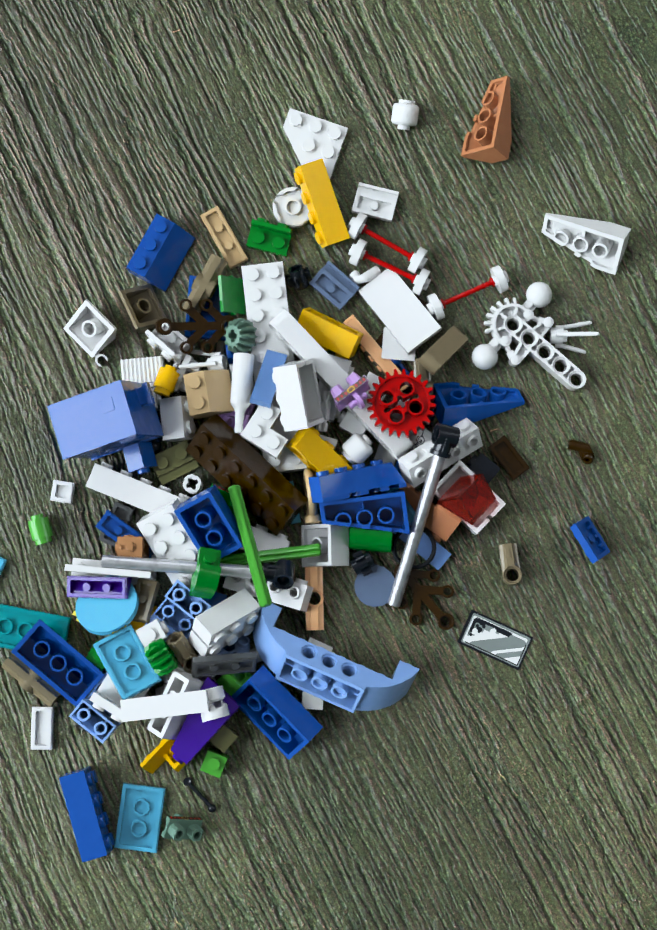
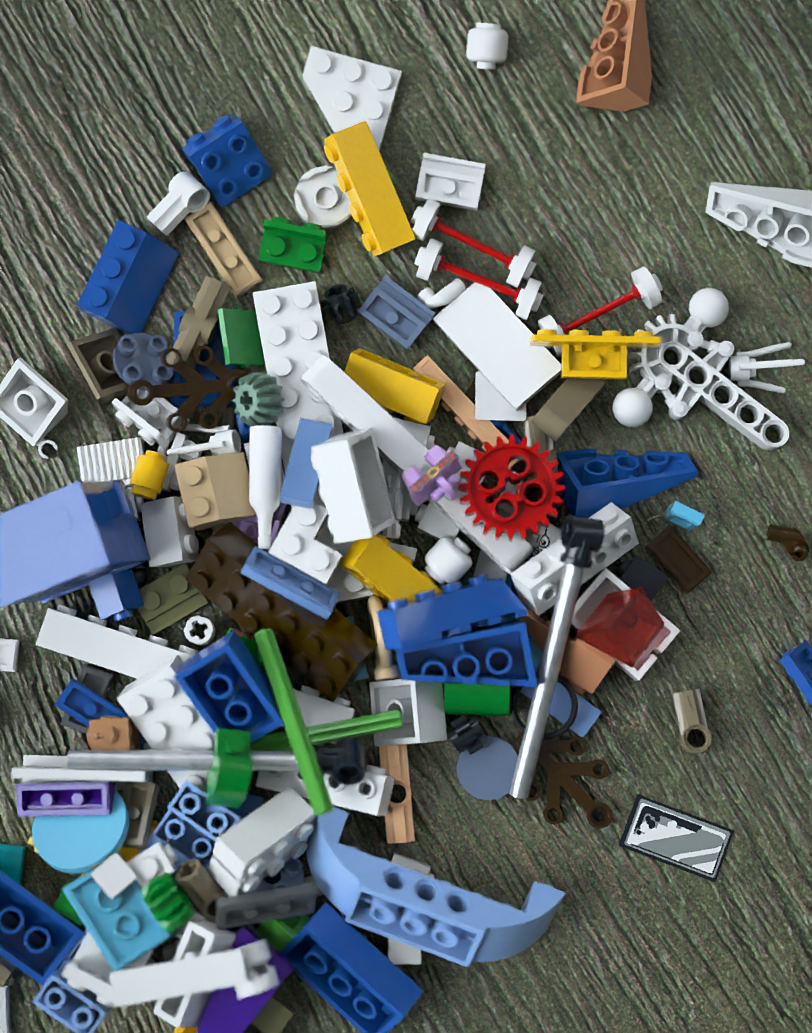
camera: 10 degrees left, 0 degrees up
(126, 638) = (114, 876): none -> white tile
(165, 304) = (139, 358): none -> sand blue dish
(201, 201) = (184, 196): none -> white piece
(230, 178) = (227, 159): none -> blue bracket
(253, 455) = (290, 582): none -> medium blue tile
(462, 321) = (592, 355): none -> yellow bracket
(513, 429) = (683, 516): none -> medium azure tile

